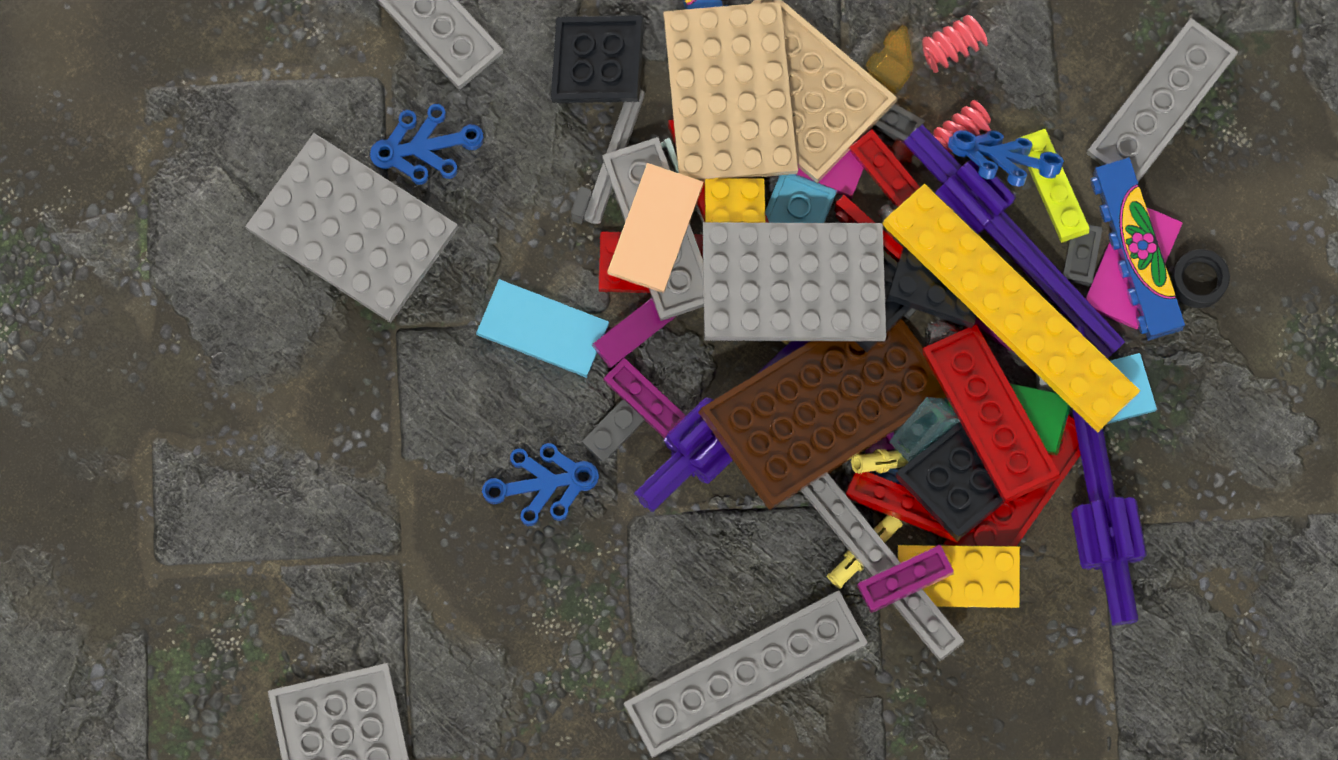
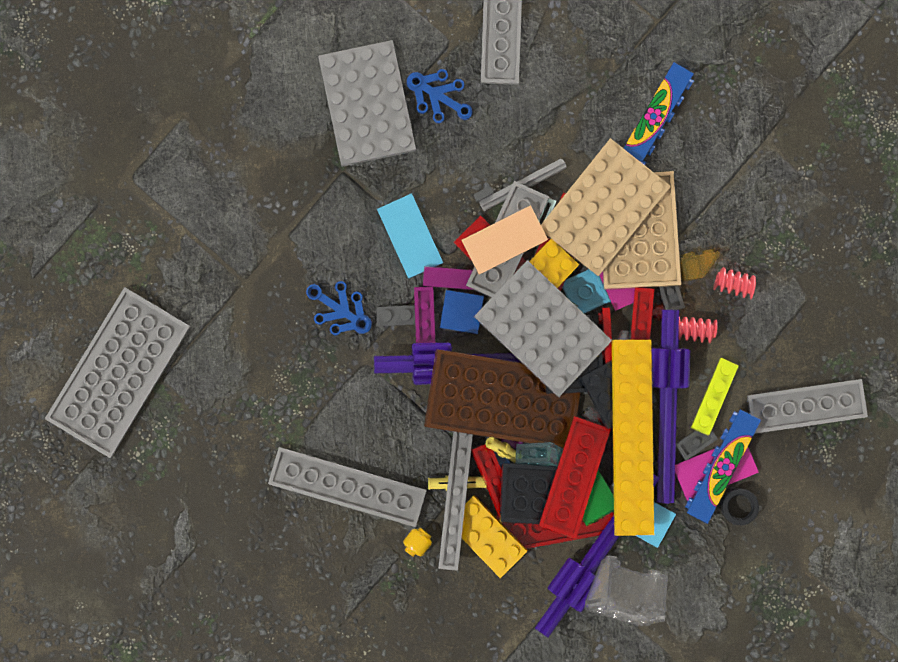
camera: 50 degrees right, 10 degrees up
(597, 59) = (558, 130): black plate -> none
(683, 357) = (460, 311): none -> blue tile
(886, 659) = (417, 542): none -> yellow head
(905, 578) = (458, 517): magenta plate -> none
(967, 144) = (701, 360): blue plant -> none
(1177, 488) = (627, 594): none -> clear windscreen

